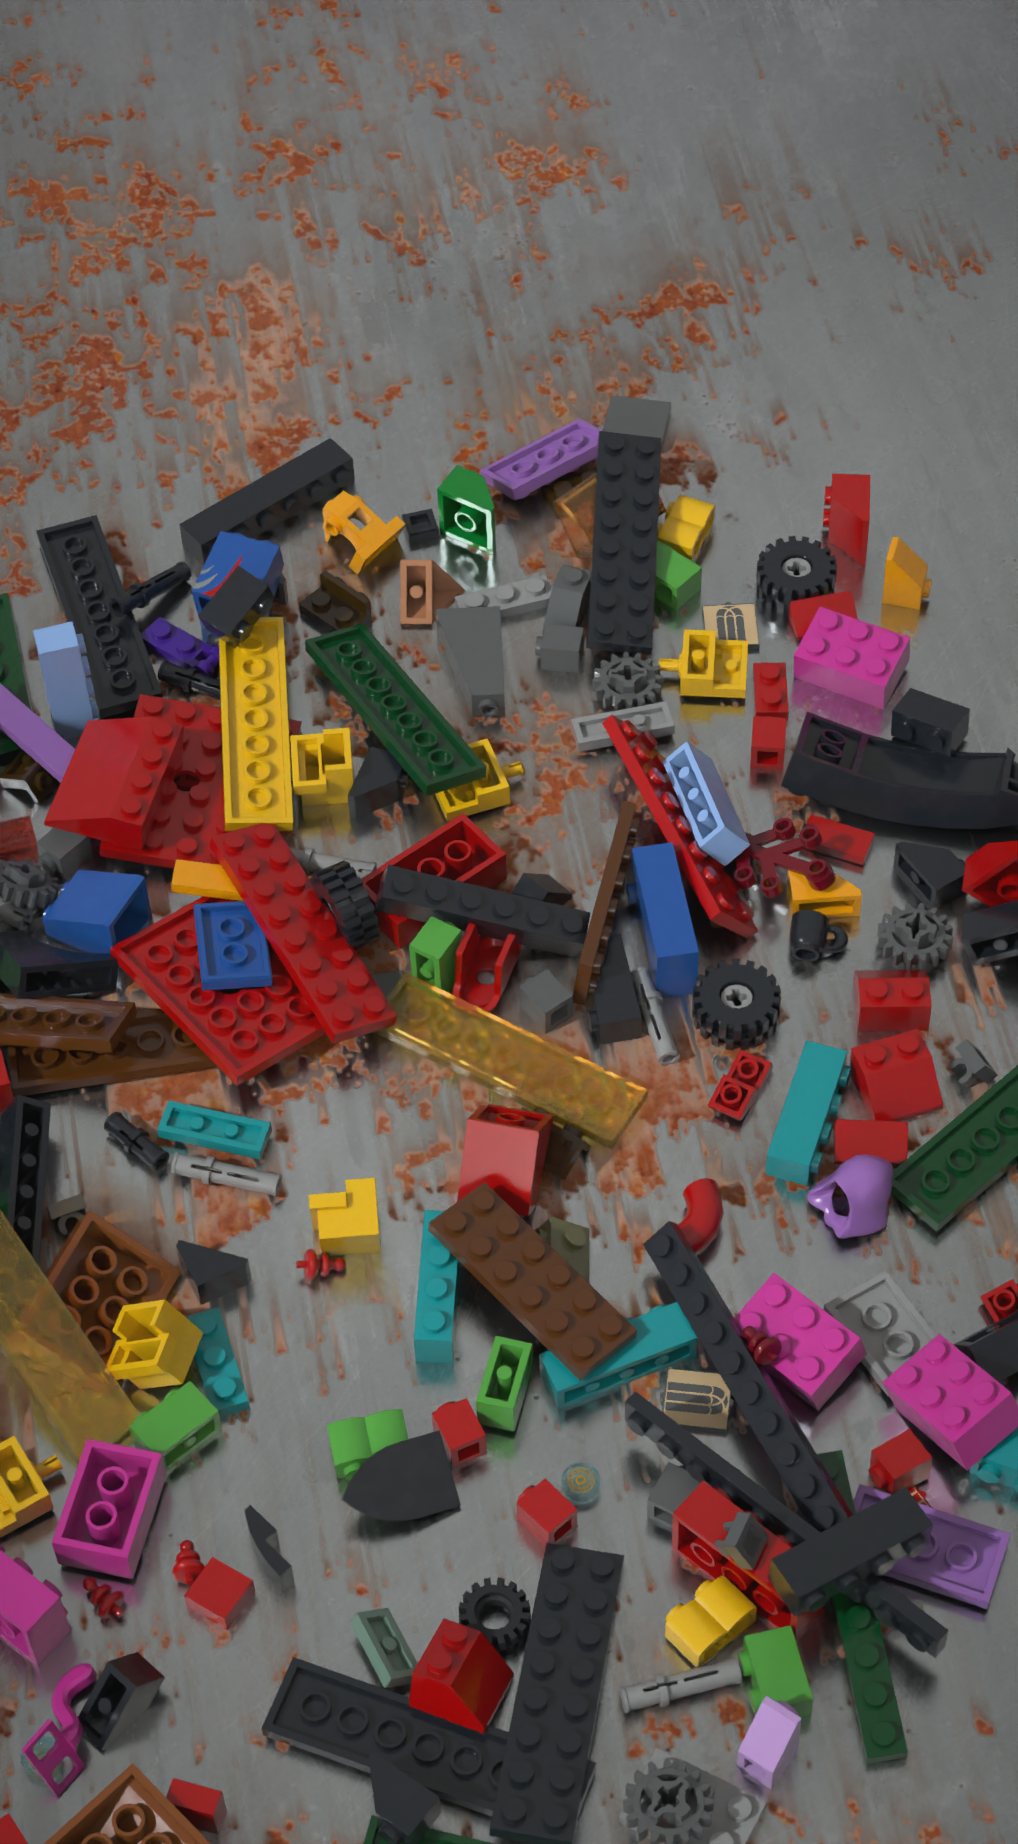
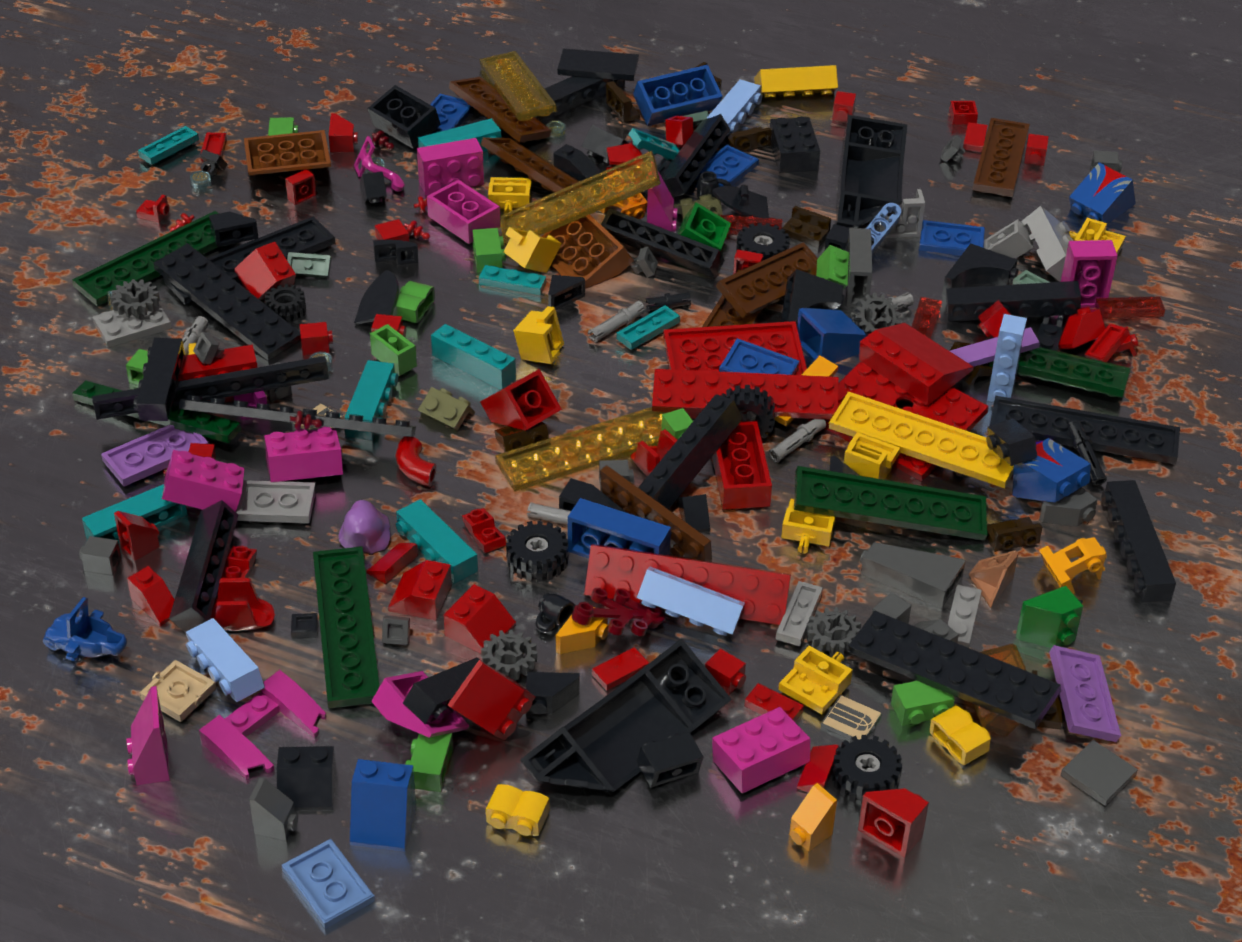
camera: 120 degrees right, 10 degrees down
(532, 1281) = (432, 370): reddish brown plate -> none
(770, 1742) = (124, 346): lavender slope -> none

